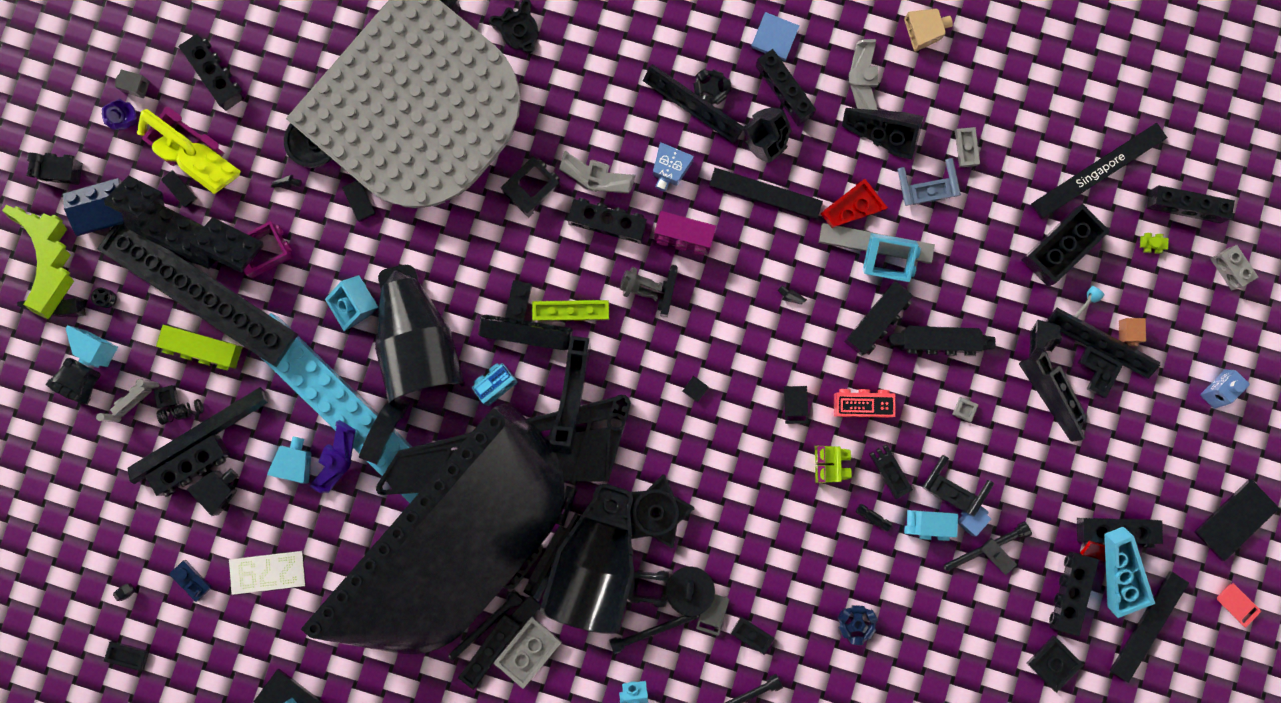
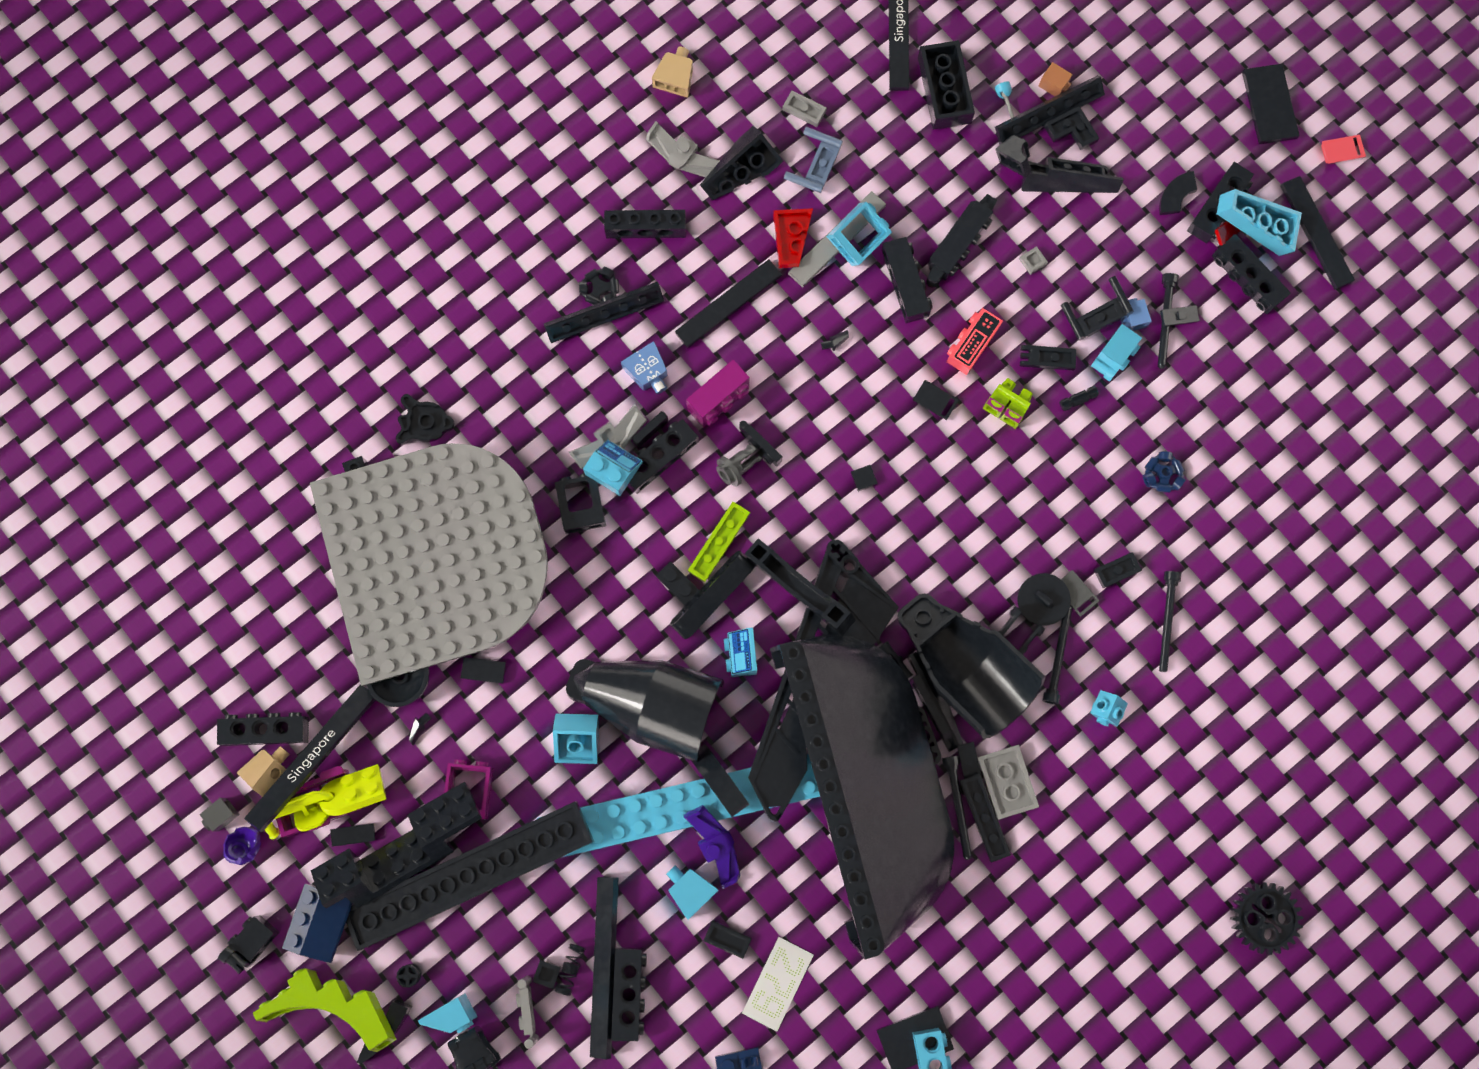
camera: 60 degrees left, 5 degrees down
(180, 94) = (264, 770): none -> tan torso
(198, 346) = (519, 911): lime brick -> none
(207, 119) = (310, 759): none -> black tile
(214, 491) = (668, 982): black torso -> none
(275, 513) = (727, 939): none -> black tile
(571, 190) = (612, 467): none -> medium azure slope
(623, 200) = (650, 429): none -> black tile
(672, 510) = (963, 571): black plate -> none
(768, 133) = (677, 265): black brick -> none
(775, 34) = (590, 202): medium blue tile -> none
(1054, 663) = (1301, 330): black tile -> none
(1103, 488) = (1175, 193): none -> black tile
(1158, 243) = (992, 11): lime piece -> none
(1228, 386) = (1154, 35): medium blue torso -> none

